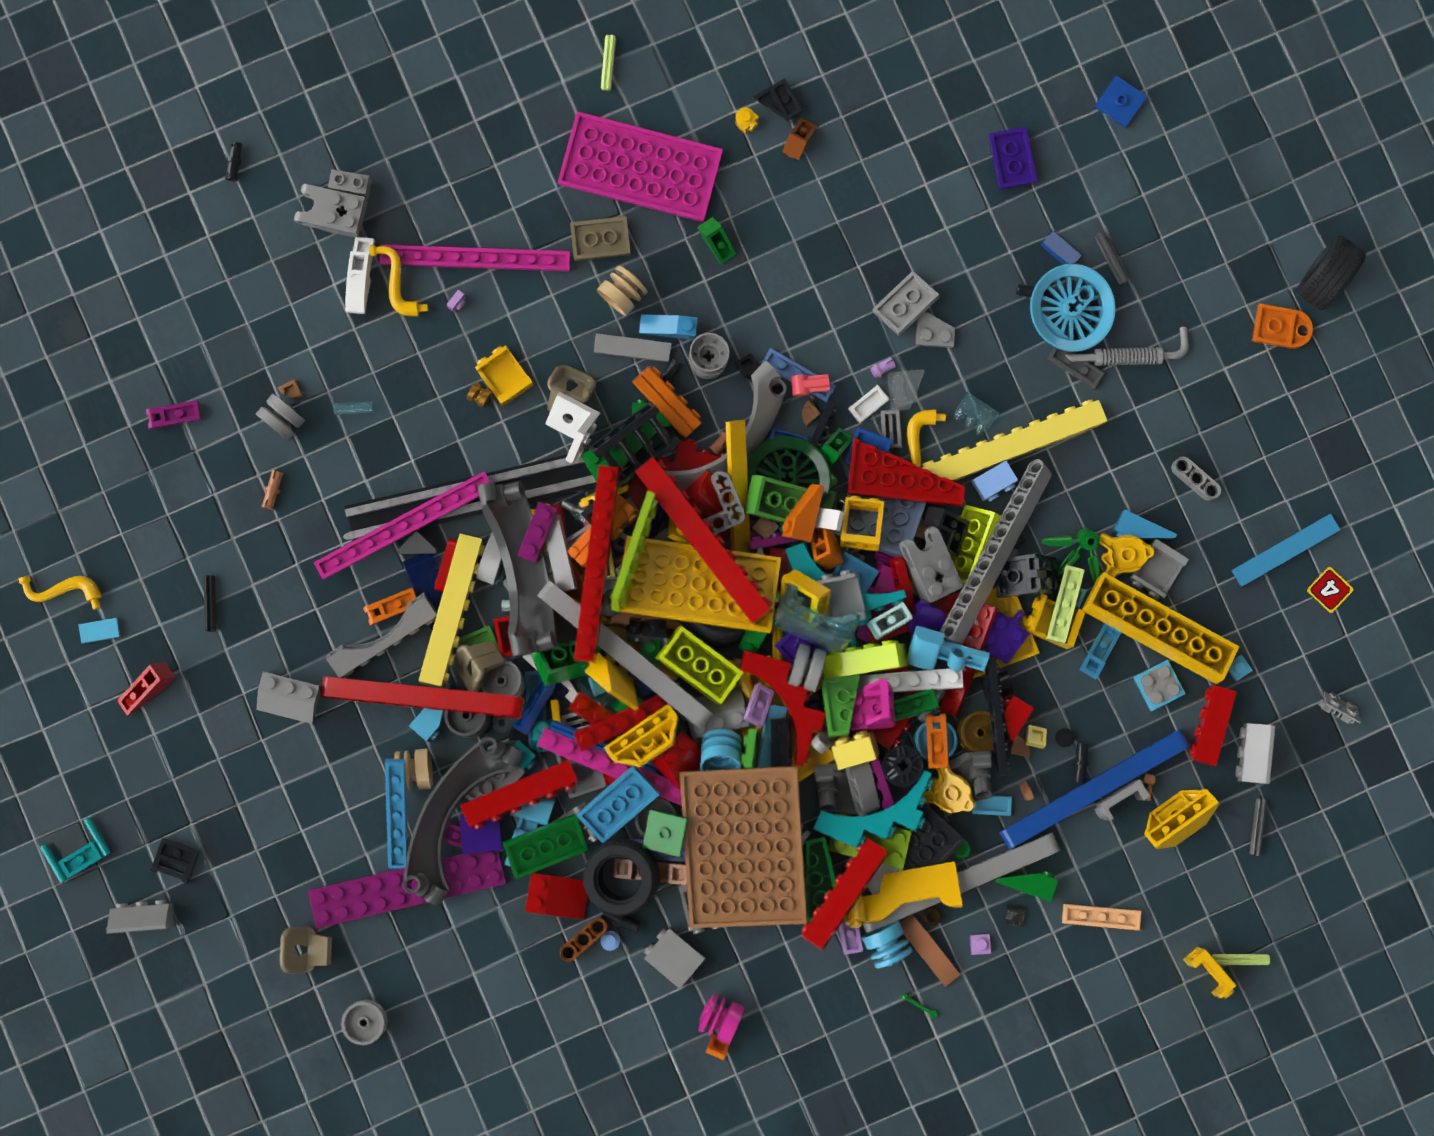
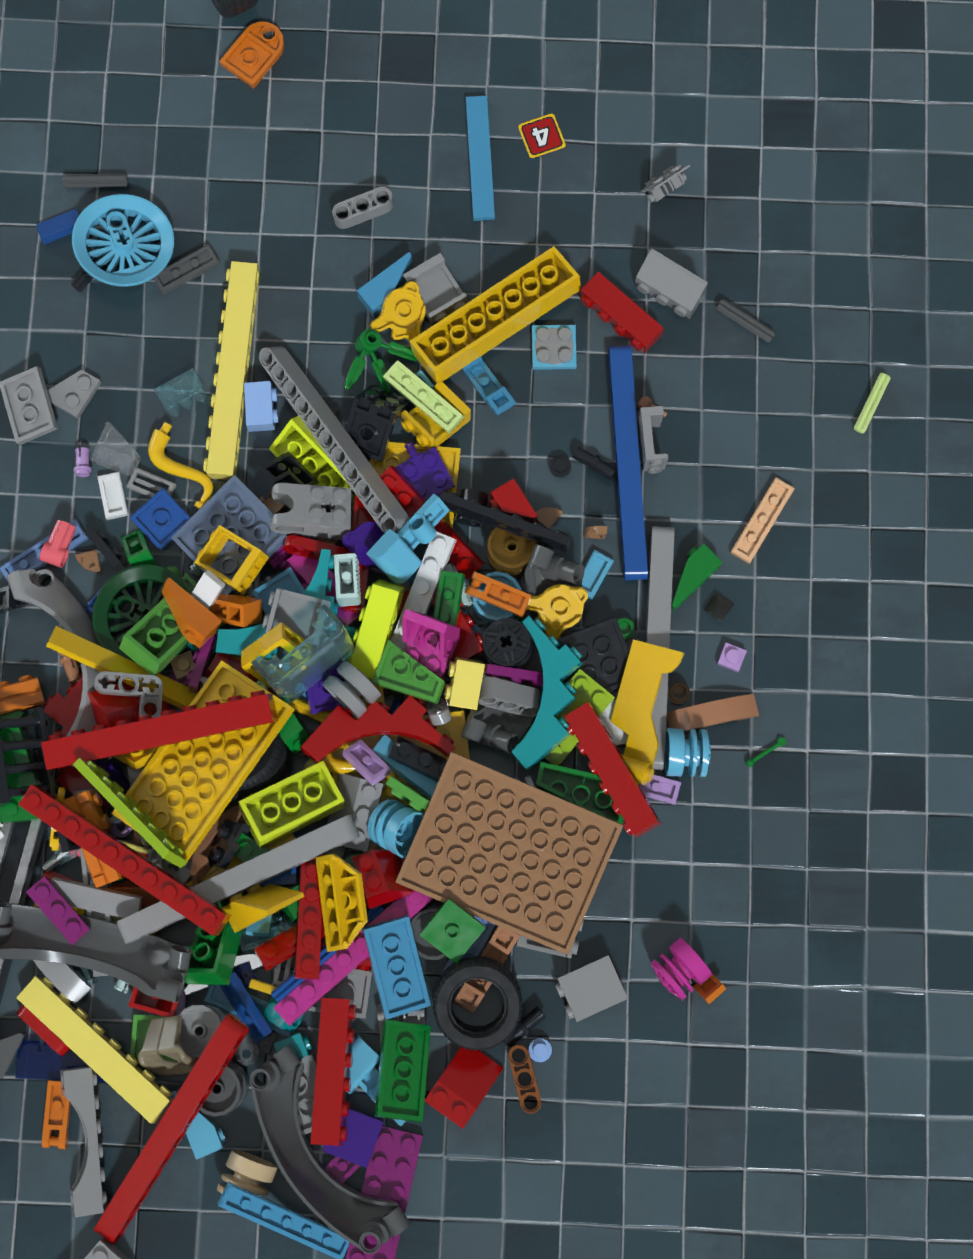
camera: 60 degrees left, 5 degrees down
(891, 477) = (202, 504): red wing -> none
(1035, 736) = (544, 494): light yellow plate -> none
(1133, 355) = (205, 207): light grey piece -> none
(1180, 817) = (698, 390): yellow wedge -> none
(1201, 956) = (855, 436): yellow panel -> none
(1239, 668) = (577, 259): medium azure plate -> none

